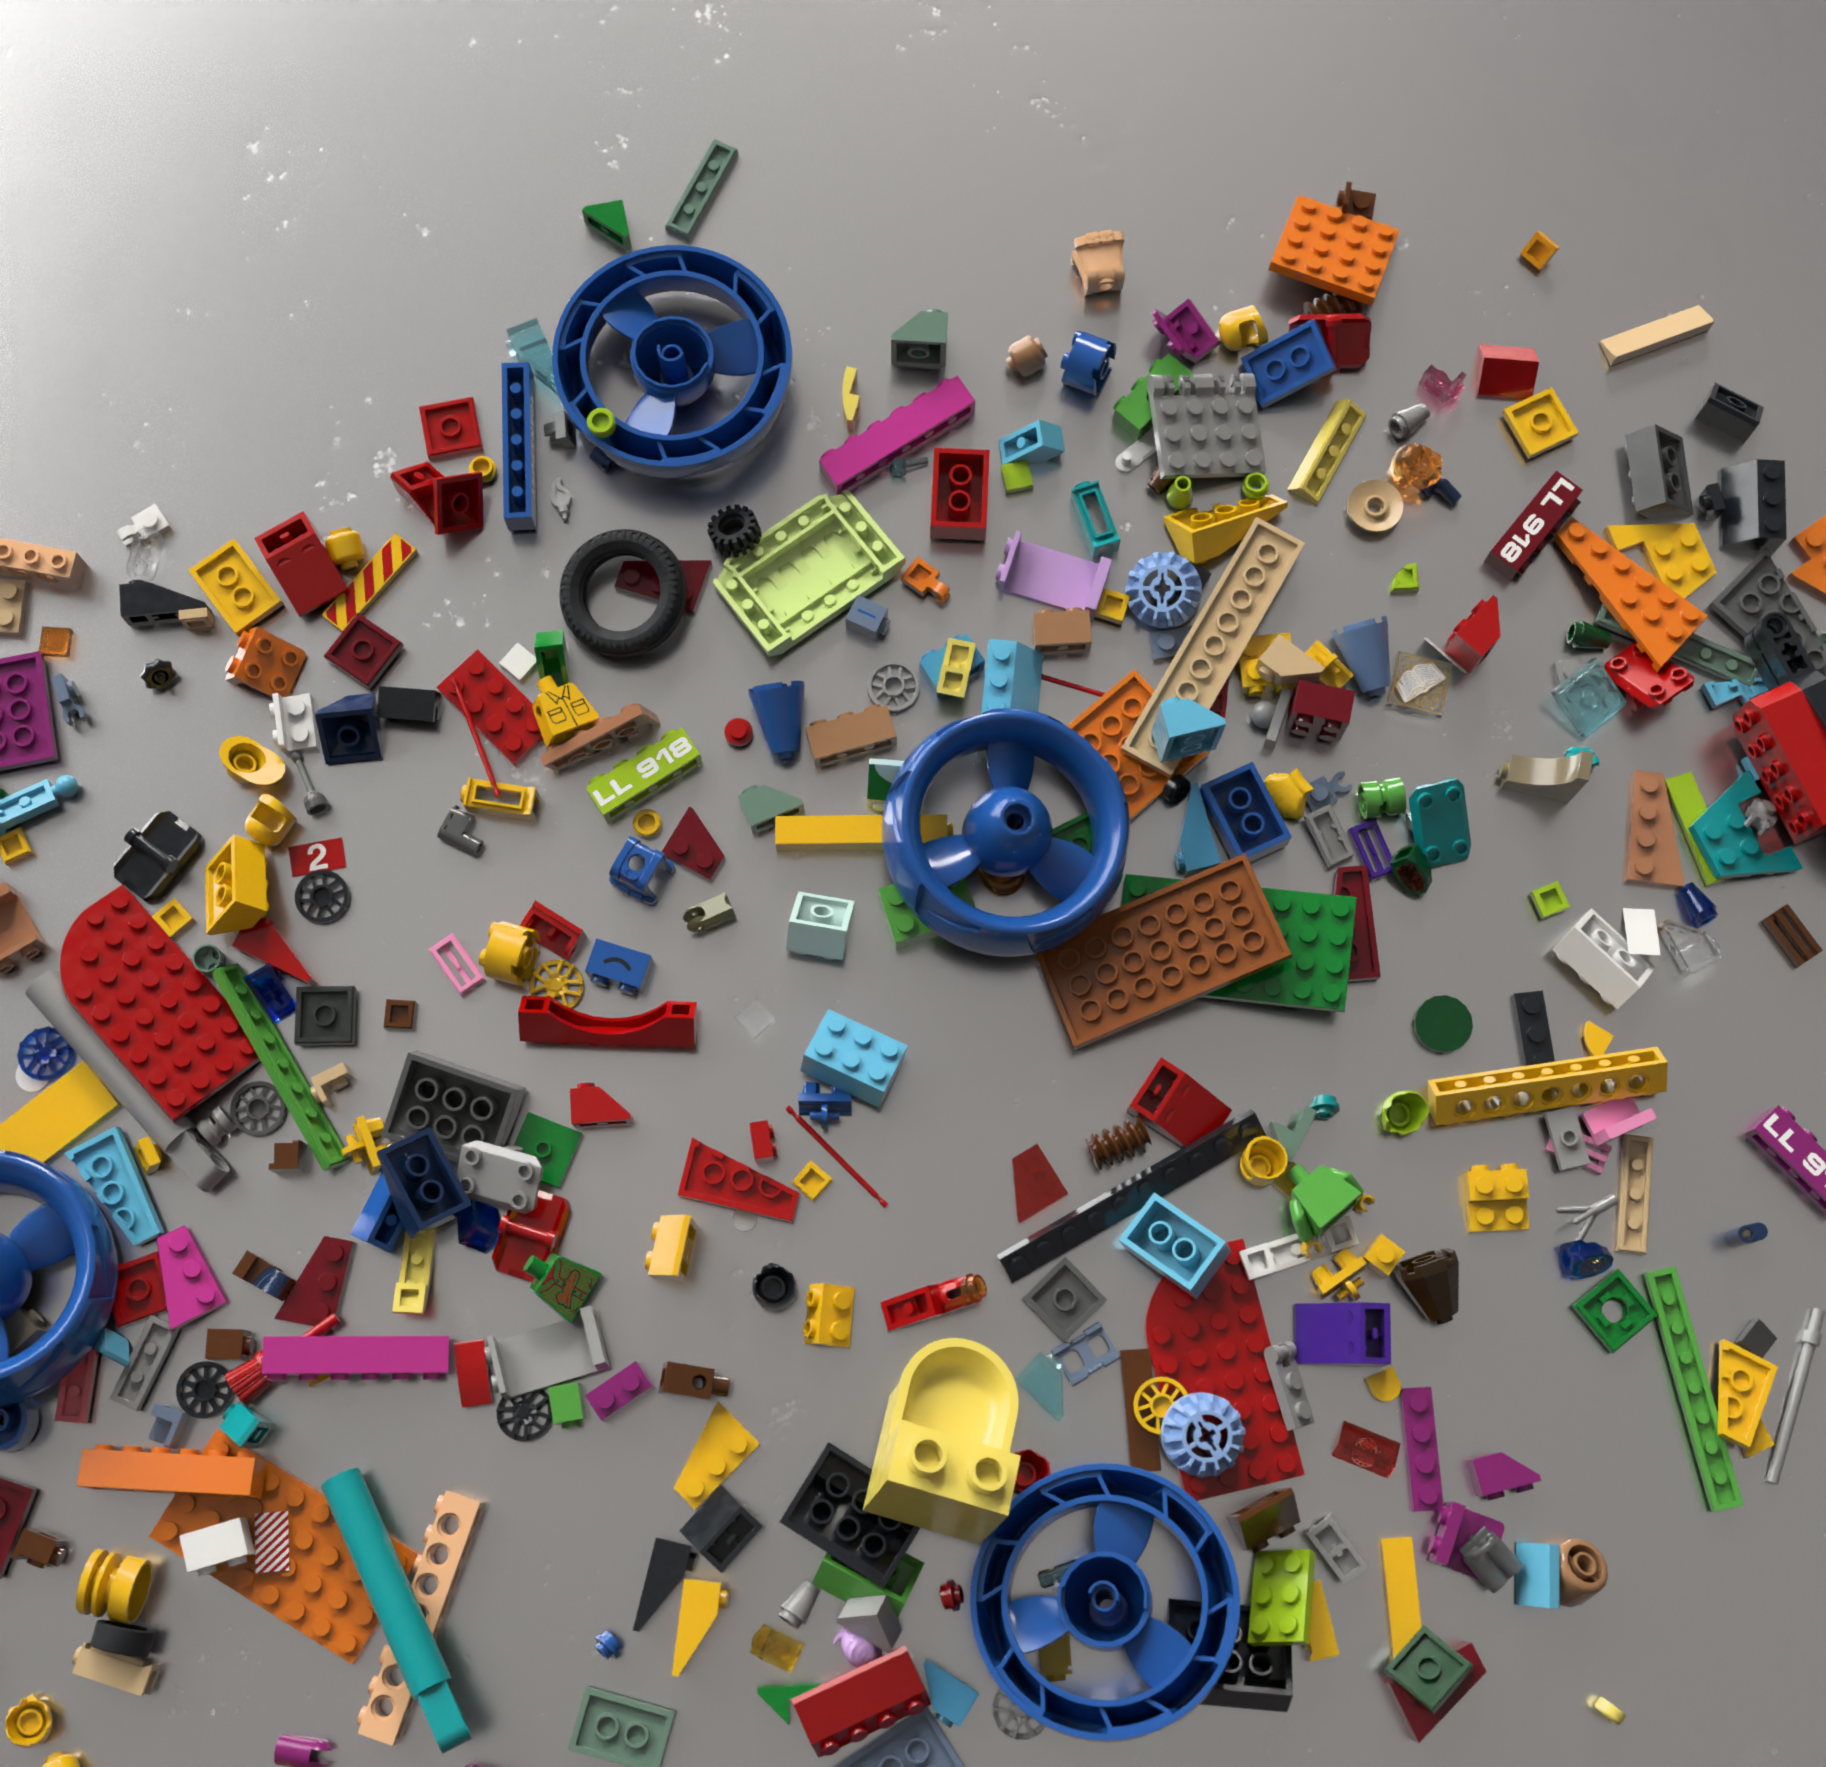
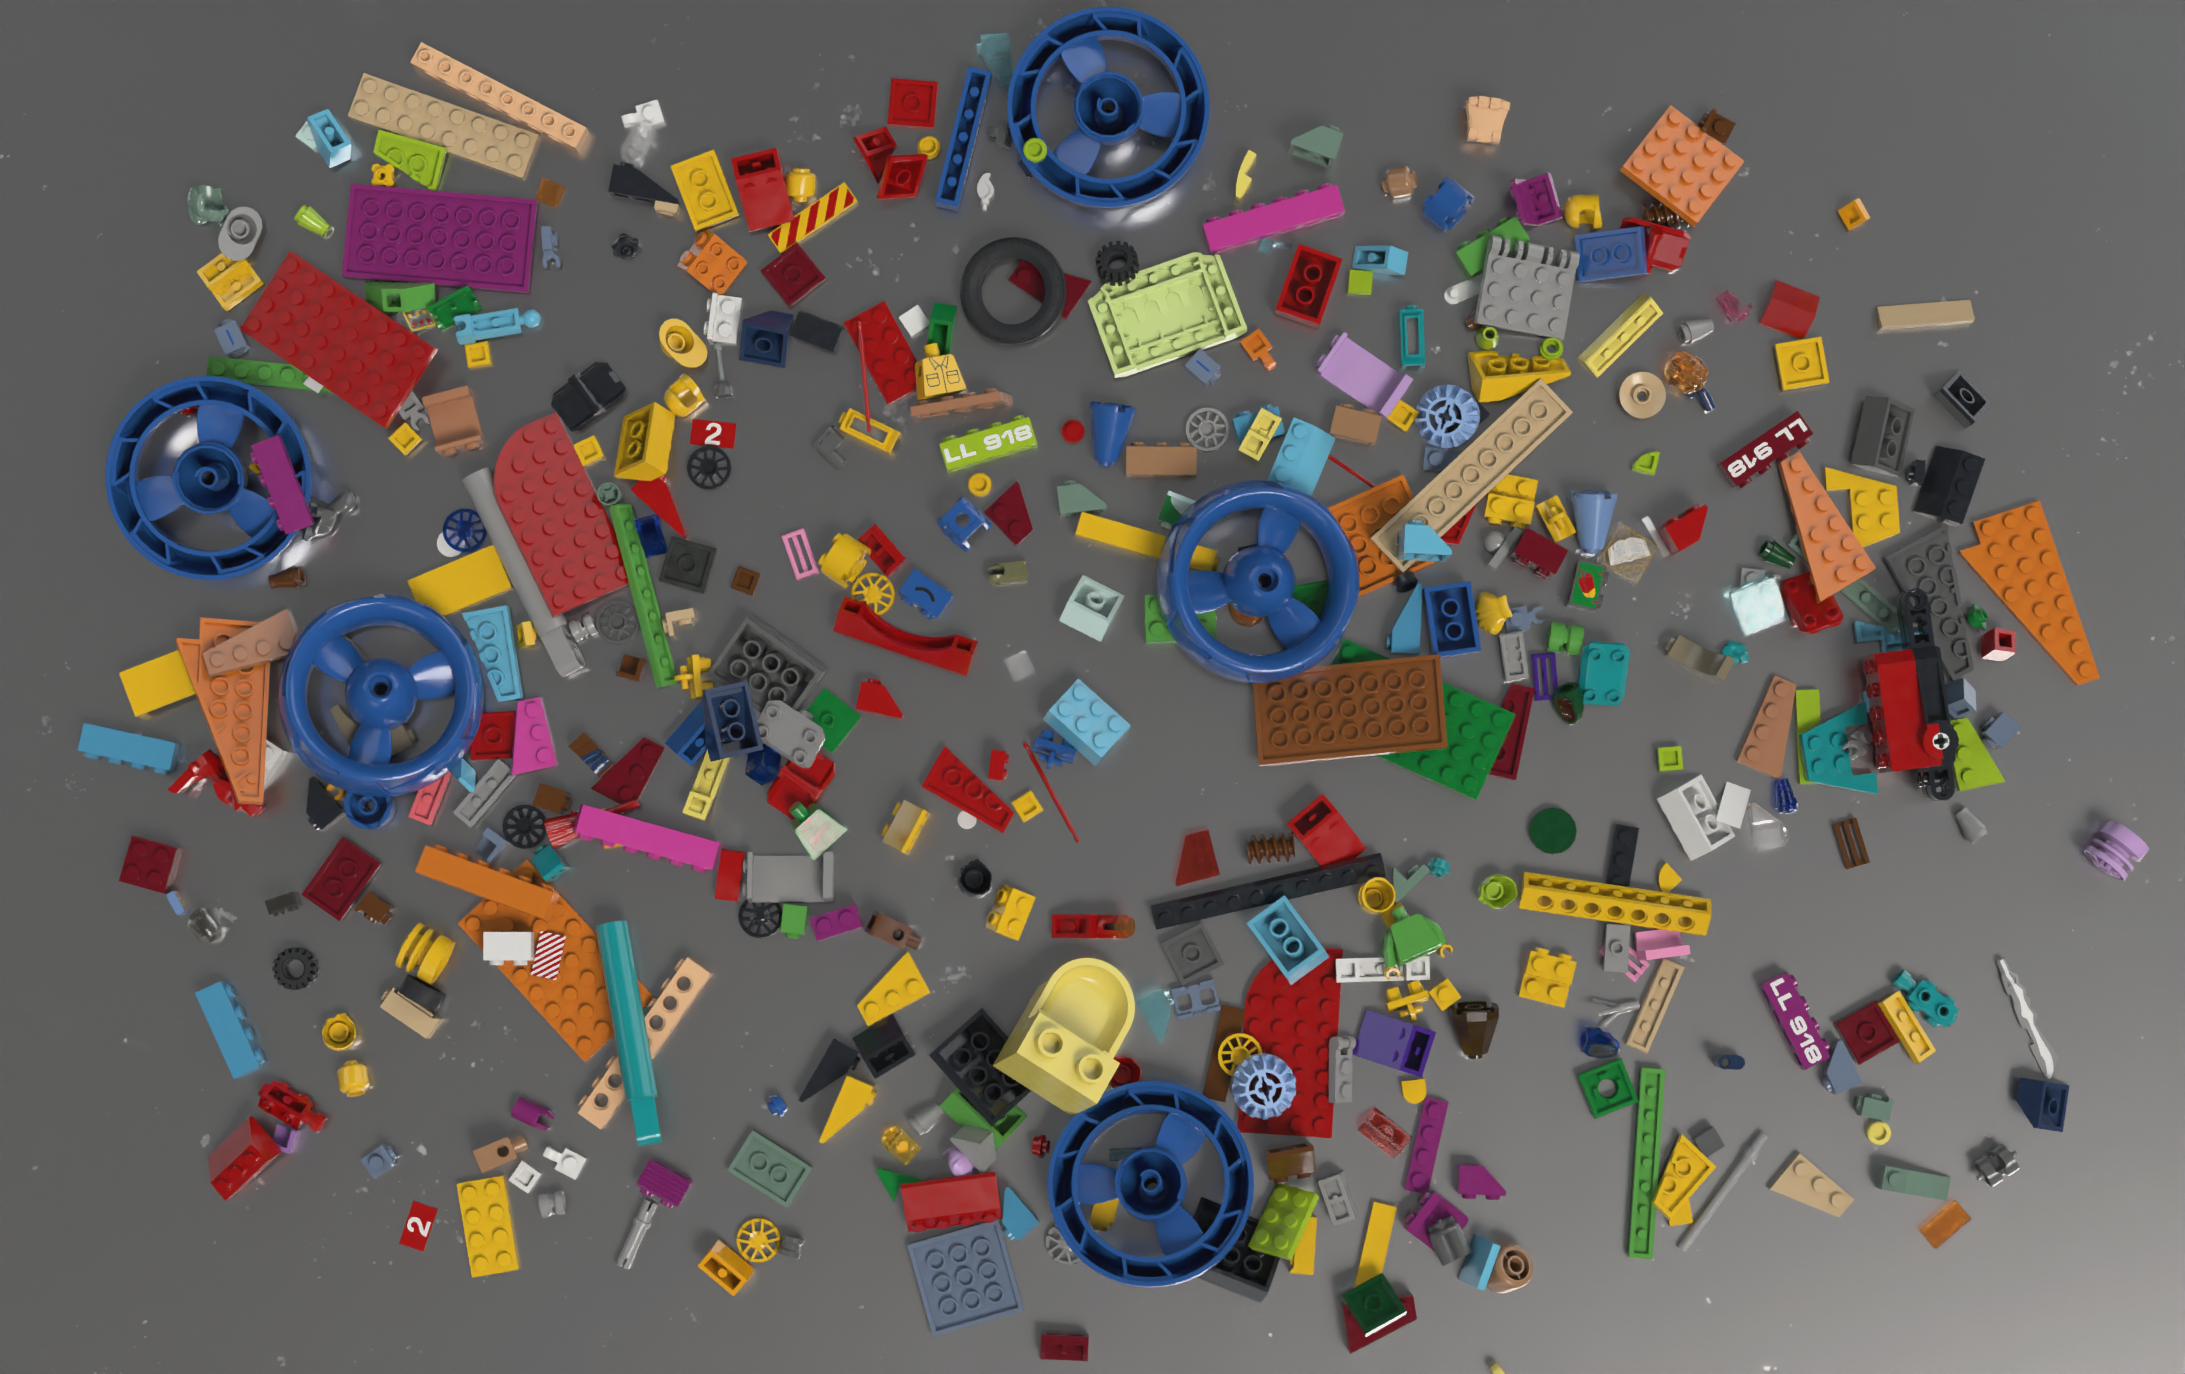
camera: 15 degrees right, 10 degrees up
(1287, 664) = (1523, 510): tan slope -> none
(1386, 733) = (1586, 586): none -> brick

